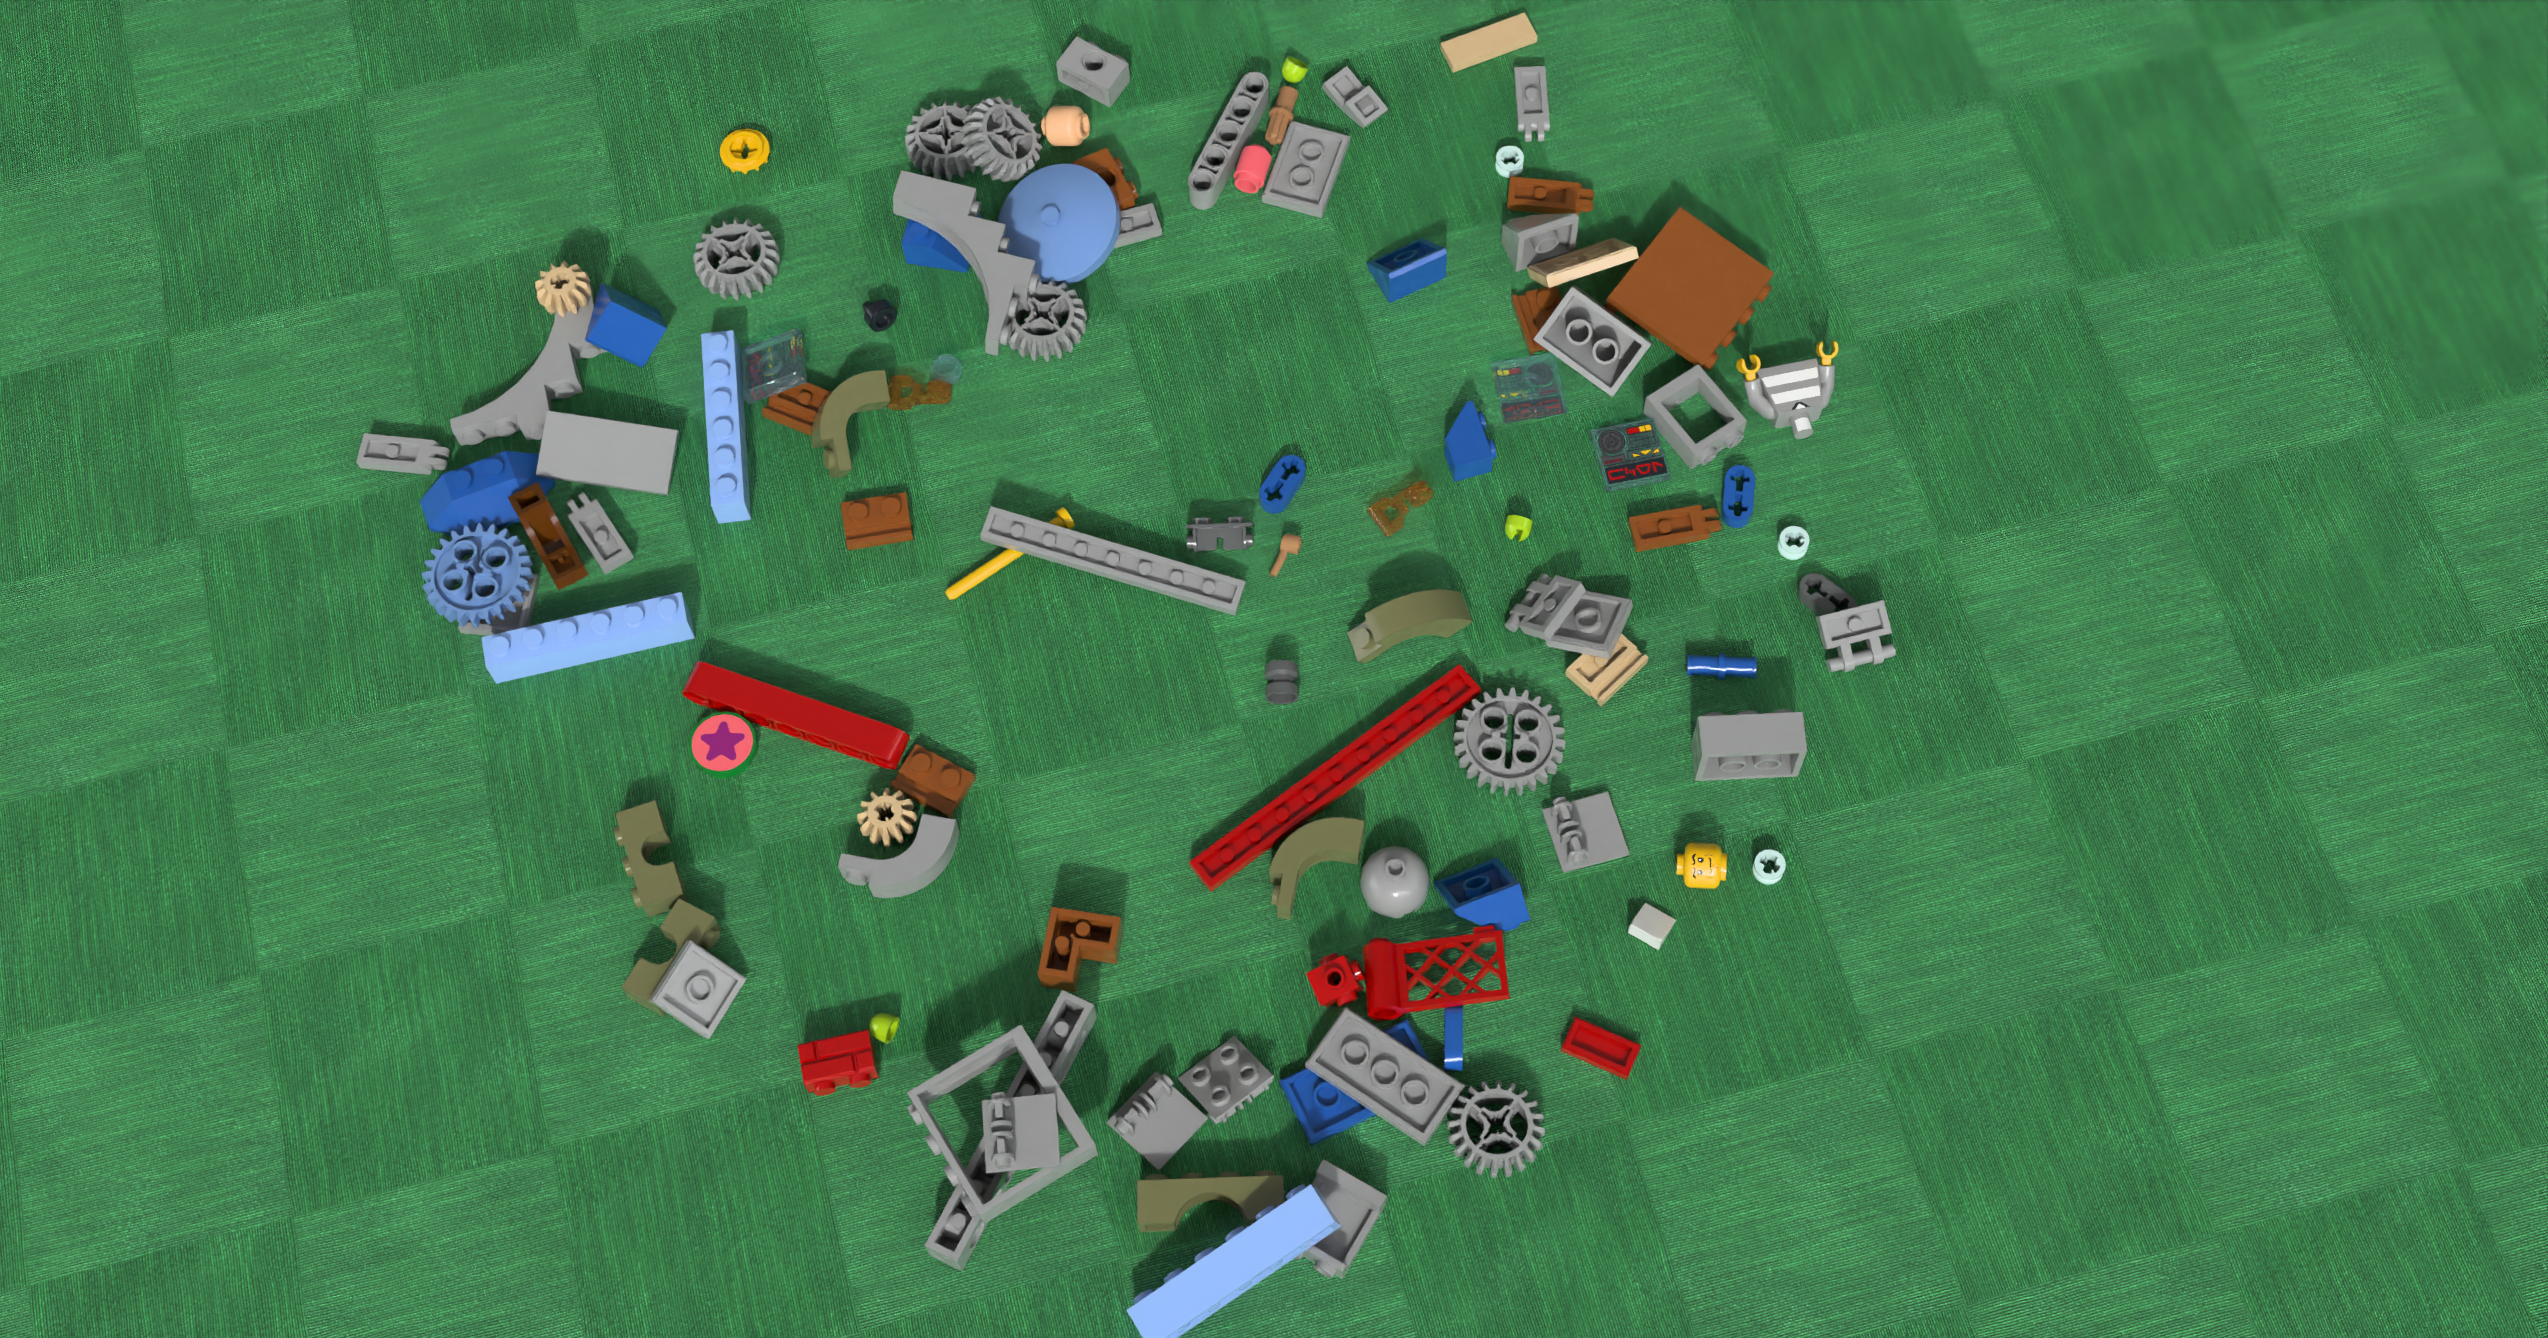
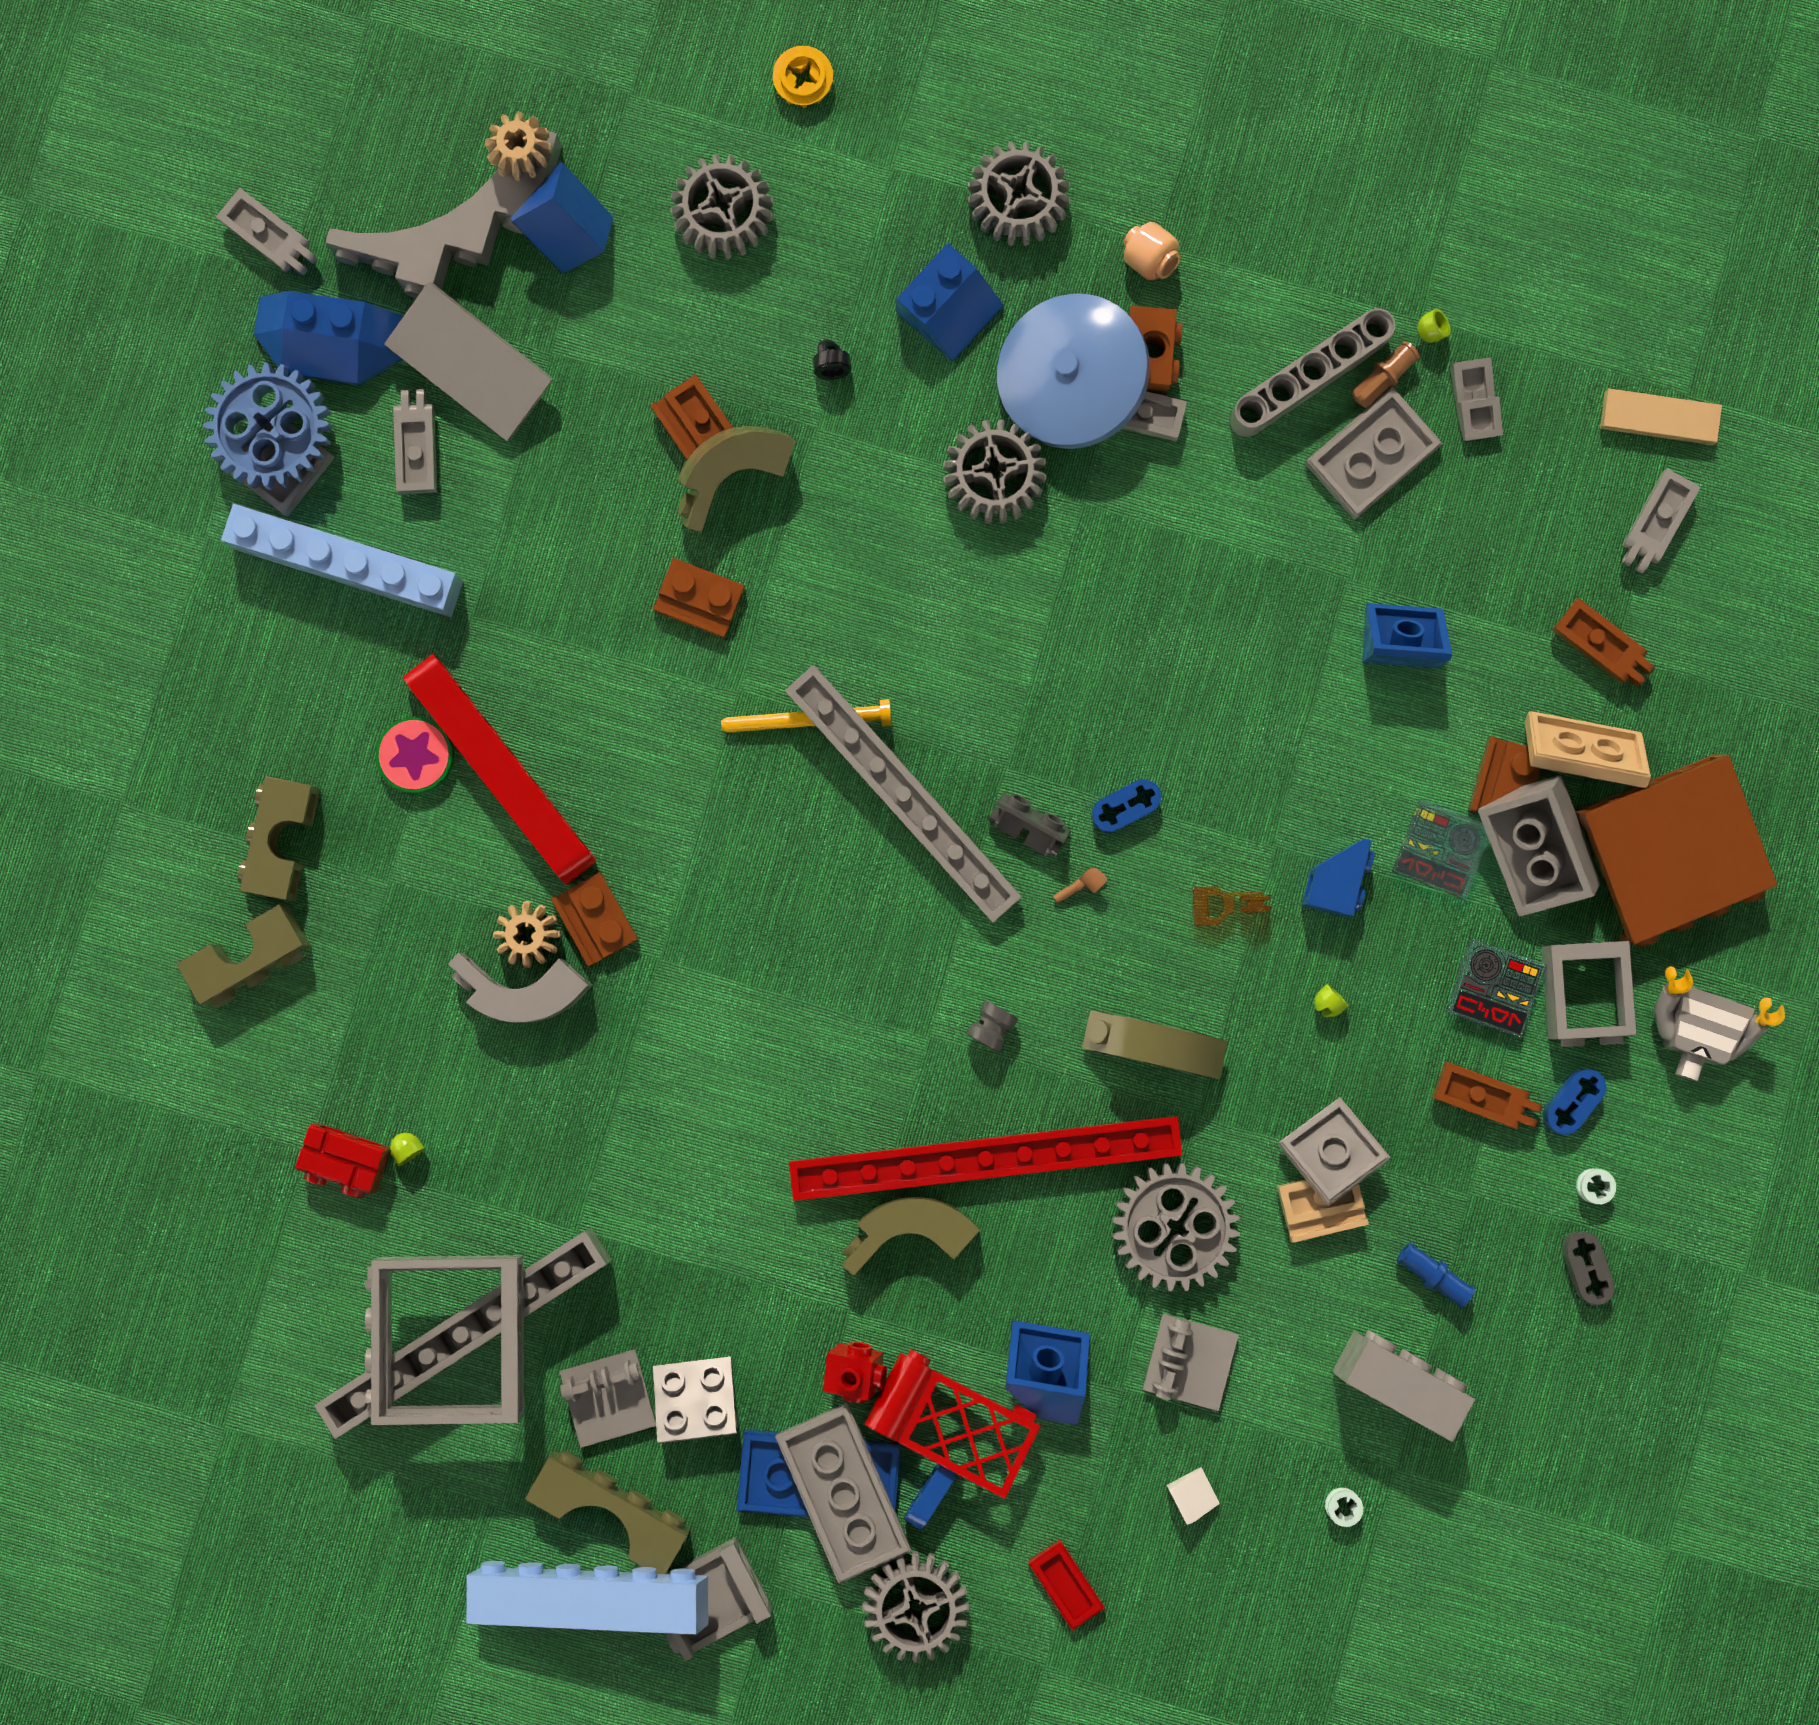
camera: 25 degrees right, 20 degrees up
(548, 536) = (361, 424): reddish brown arch -> none
(697, 989) = (249, 1006): light grey tile -> none
(725, 427) = (604, 400): light blue brick -> none
(773, 366) = (689, 359): clear light blue tile -> none
(937, 393) = (837, 492): clear orange piece -> none
(946, 369) = (864, 468): clear light blue plate -> none
(954, 214) = (963, 298): light grey arch -> none
(995, 145) = (1086, 213): light grey gear -> none
(1020, 1132) = (452, 1370): light grey hinge -> none
(1075, 937) = (629, 1174): dark orange brick -> none
(1077, 71) = (1220, 222): light grey brick -> none
(1252, 168) = (1315, 422): coral brick -> none
(1394, 881) = (975, 1299): light grey cylinder -> none
(1511, 169) = (1595, 564): light aqua bush -> none
(1539, 238) = (1559, 689): light grey slope -> none
(1545, 606) = (1304, 1117): light grey plate -> none
(1702, 865) = (1279, 1472): yellow head -> none
(1854, 625) = (1593, 1320): light grey plate -> none

